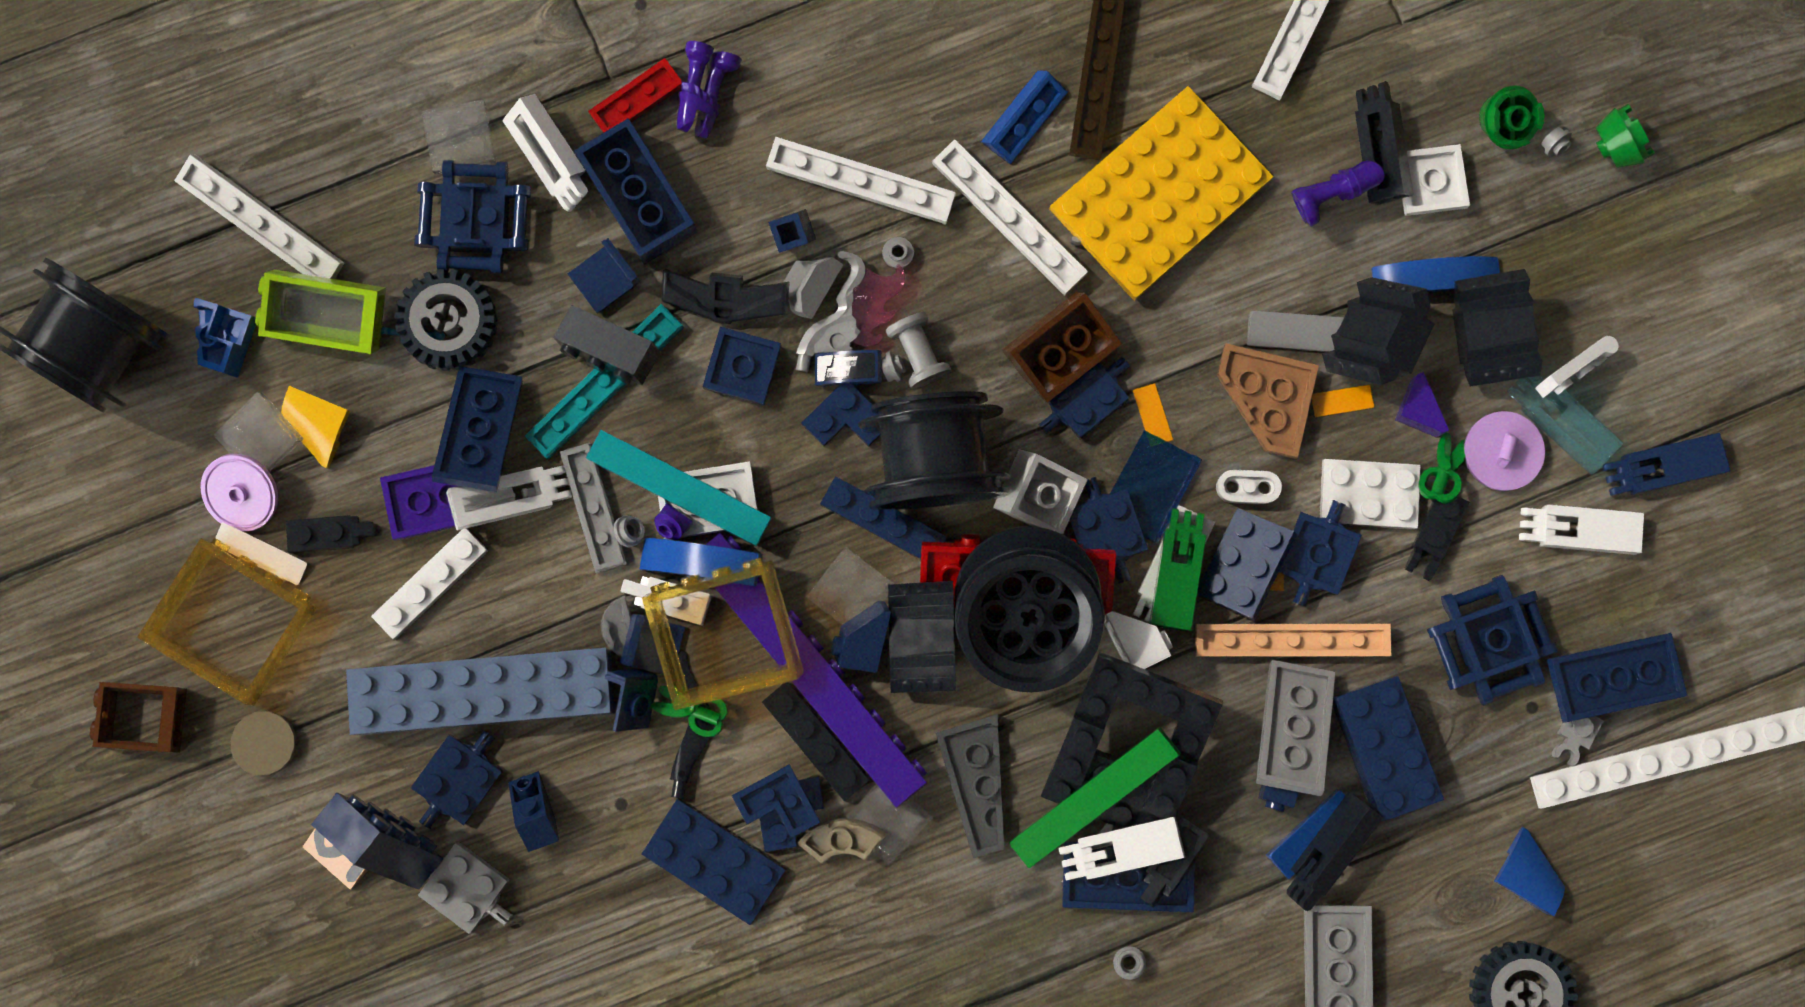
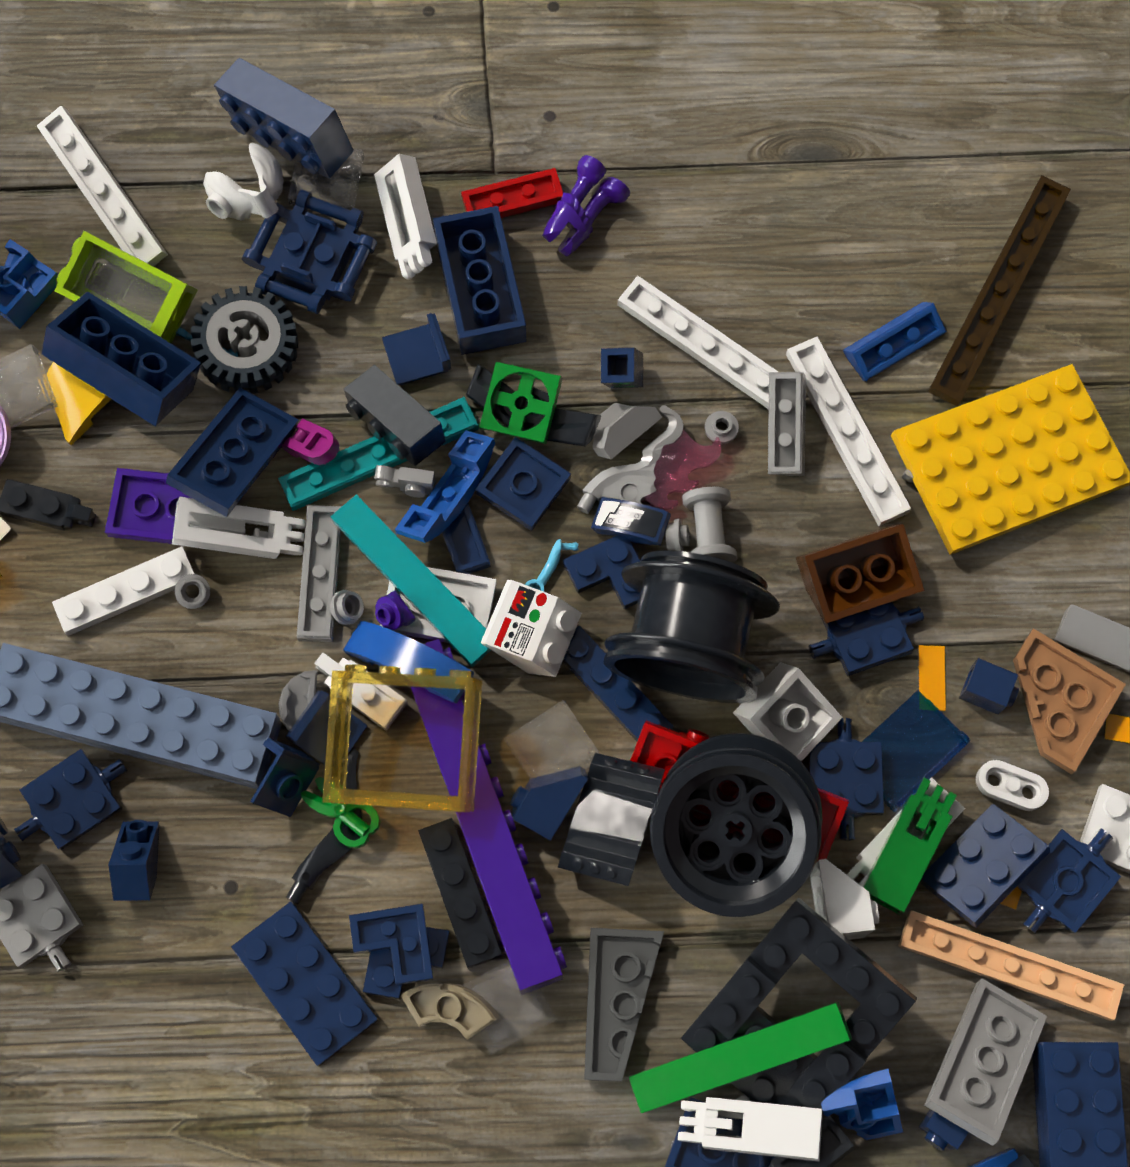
camera: 15 degrees right, 10 degrees down
(344, 379) = (120, 358): none -> dark blue brick
(380, 193) = (232, 201): none -> white animal
(402, 101) = (284, 118): none -> dark blue brick
(489, 573) = (184, 599): none -> light grey plate
(550, 396) = (312, 443): none -> magenta plate
(645, 398) = (410, 480): none -> light grey plate
(682, 395) = (452, 492): none -> blue slope
(689, 296) = (495, 397): none -> green piece
(707, 434) = (466, 544): none -> dark blue tile
(792, 426) = (551, 564): none -> medium azure piece
(796, 496) = (531, 628): none -> white slope
(954, 231) = (786, 423): none -> light grey slope
(1204, 408) = (990, 687): none -> dark blue brick
(1209, 799) = (866, 1106): none -> blue slope

